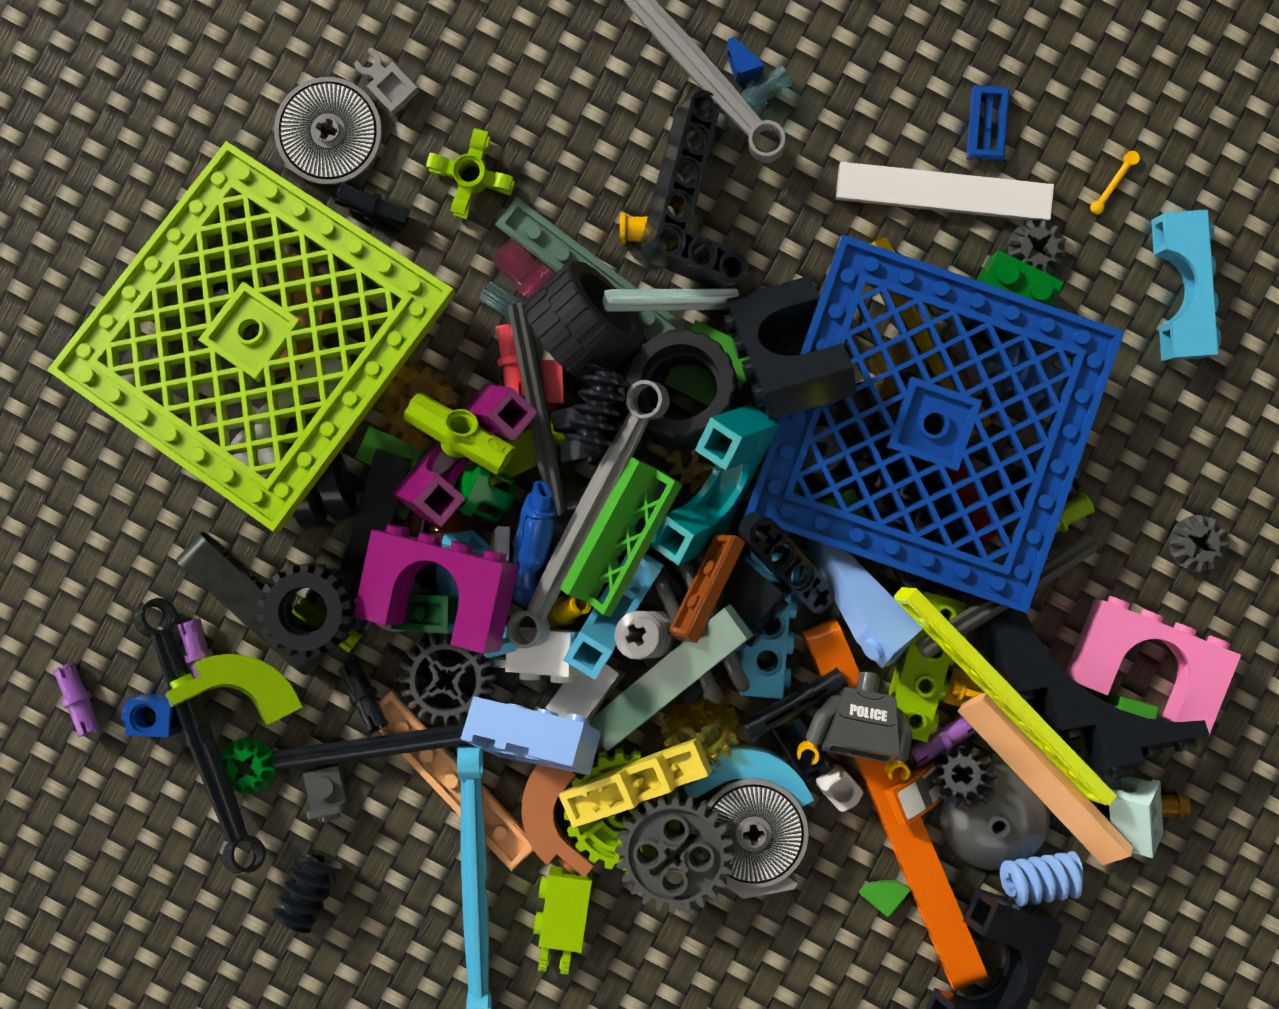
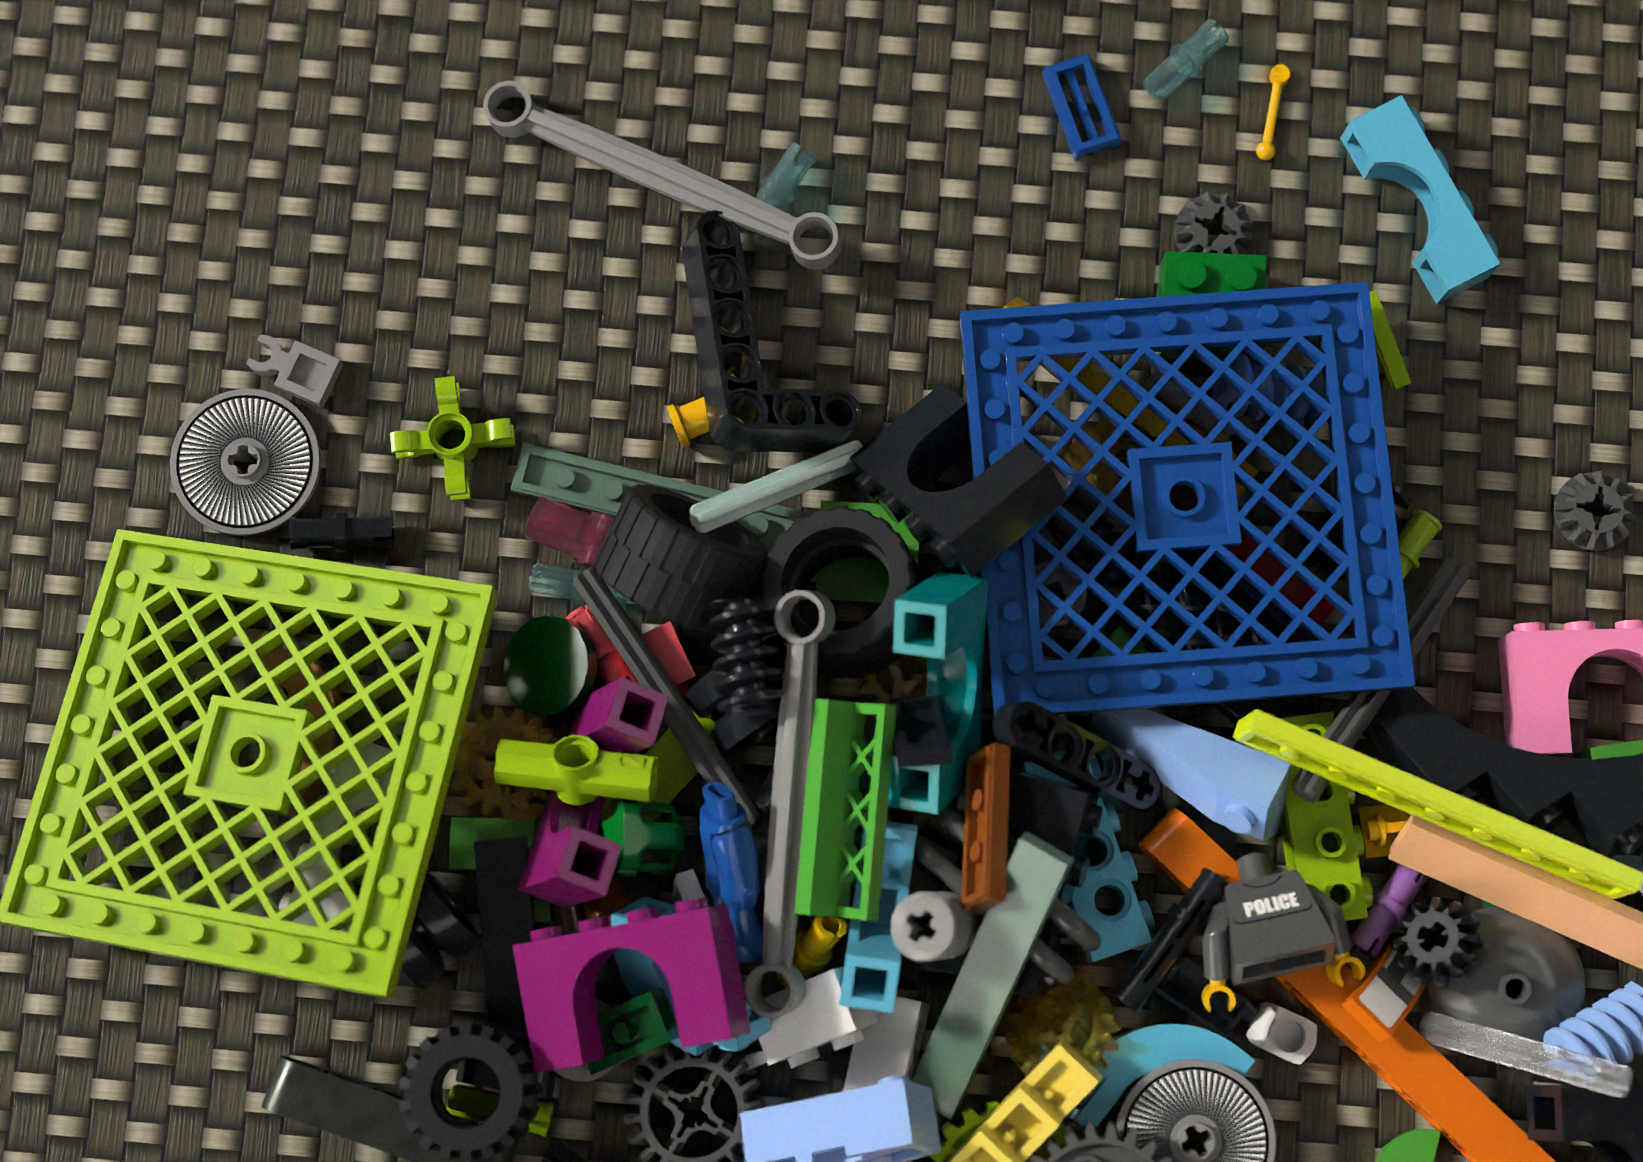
camera: 30 degrees left, 10 degrees down
(472, 354) = (550, 666): none -> dark green tile
(691, 507) = (921, 732): none -> black tile
(742, 61) = (741, 158): blue slope -> none
(944, 191) = (1065, 211): white tile -> none
(987, 871) = (1527, 1054): none -> clear axle
(1073, 121) = (1185, 60): none -> clear light blue axle
(1113, 388) = (1386, 348): none -> lime tile

